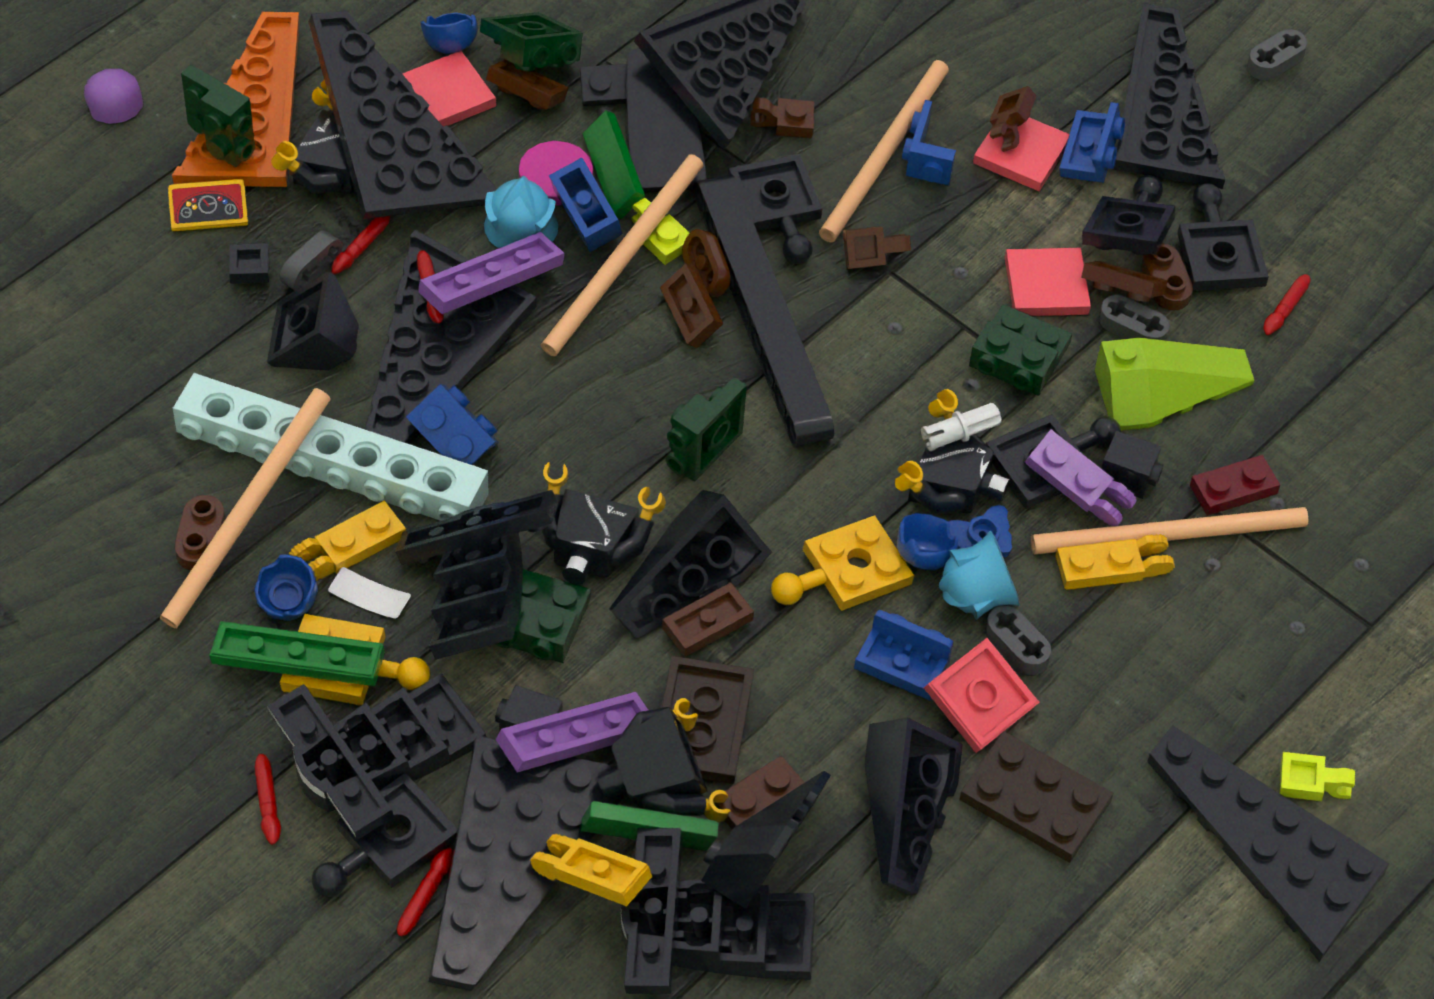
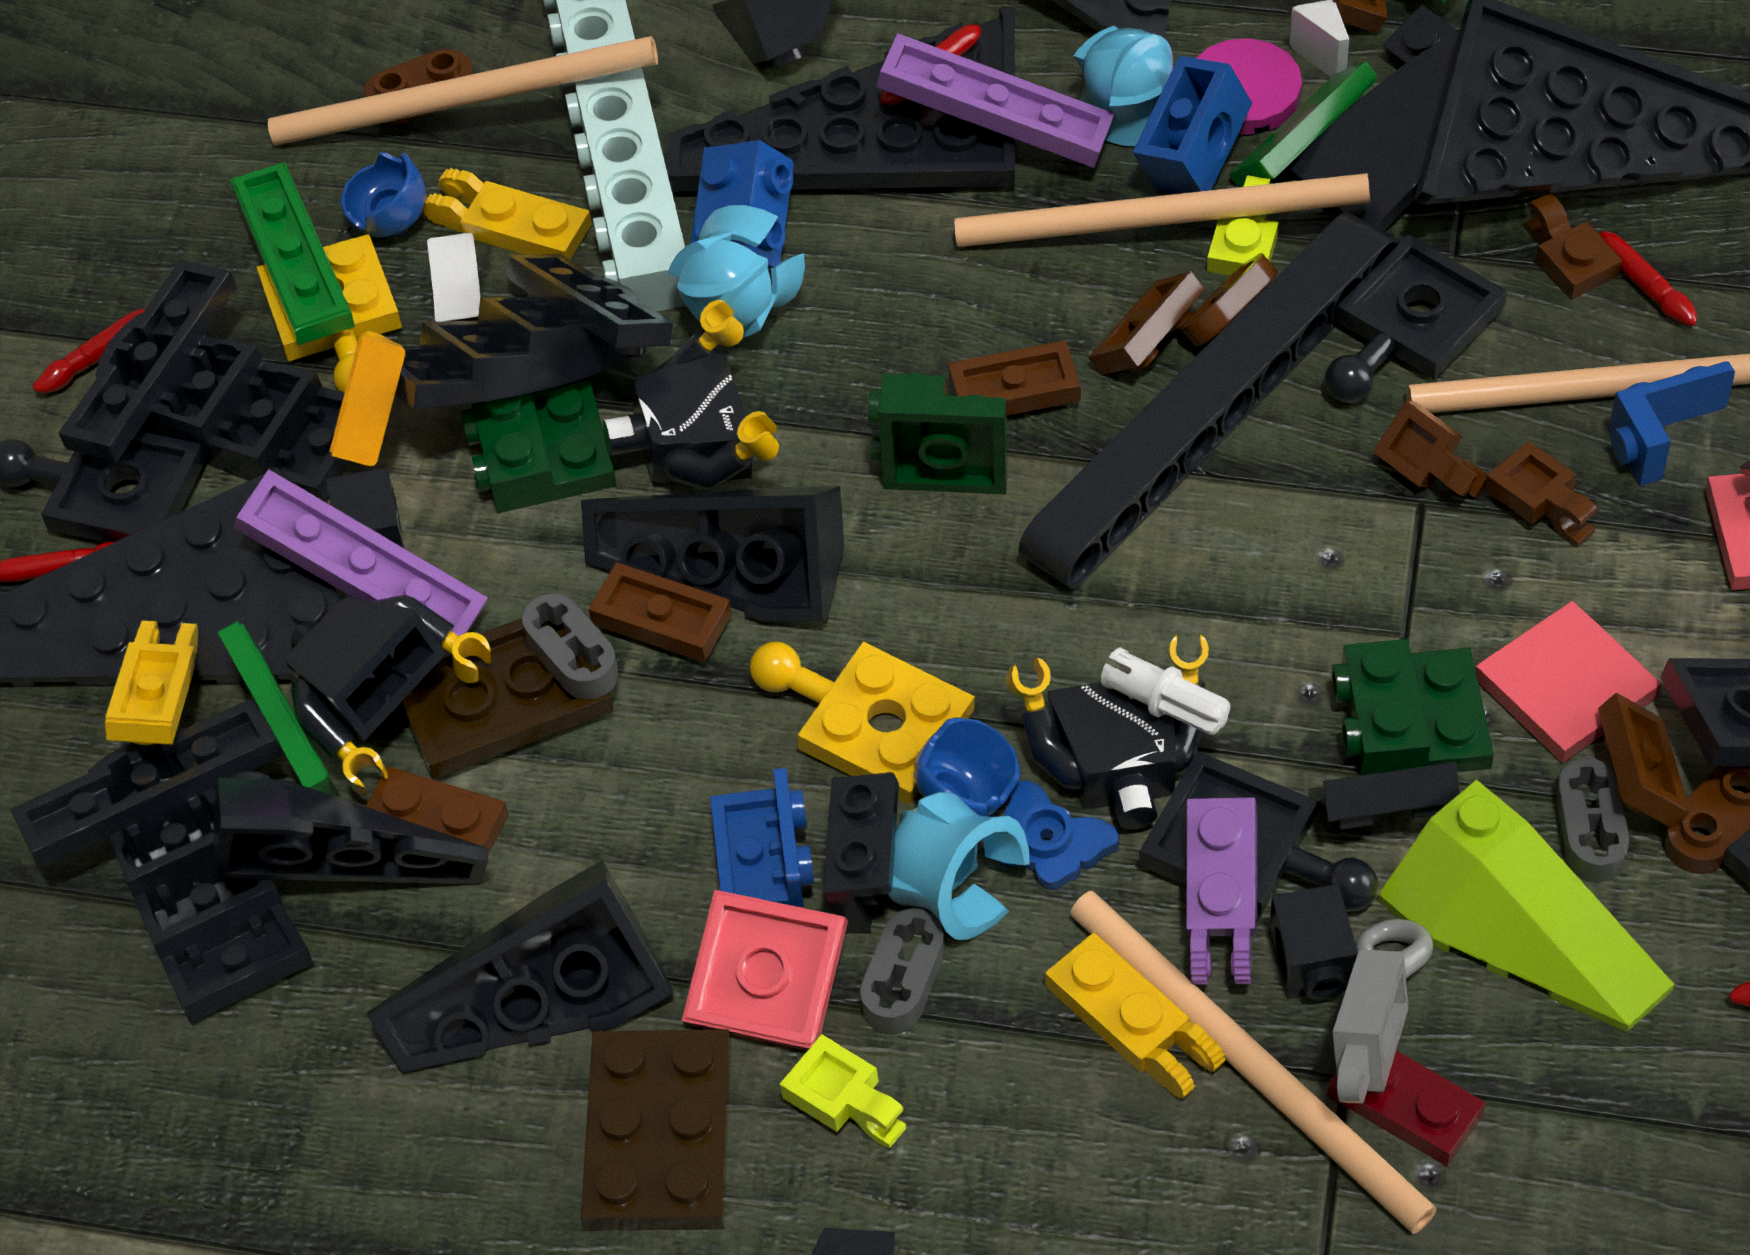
camera: 65 degrees right, 0 degrees up
(471, 662) = (368, 399): none -> light orange slope
(514, 459) = (732, 273): none -> medium azure helmet
(560, 120) = (1320, 36): none -> white slope
(679, 380) = (1025, 377): none -> reddish brown plate
(712, 666) = (580, 638): none -> dark grey beam
(821, 100) = (1672, 302): none -> red piece
(928, 220) = (1538, 486): none -> reddish brown plate
(945, 607) = (860, 846): none -> black bracket
(1069, 385) = (1356, 799): none -> black piece
(1073, 705) = (840, 1085): none -> neon yellow plate
(1199, 460) = (1376, 1007): none -> light grey piece

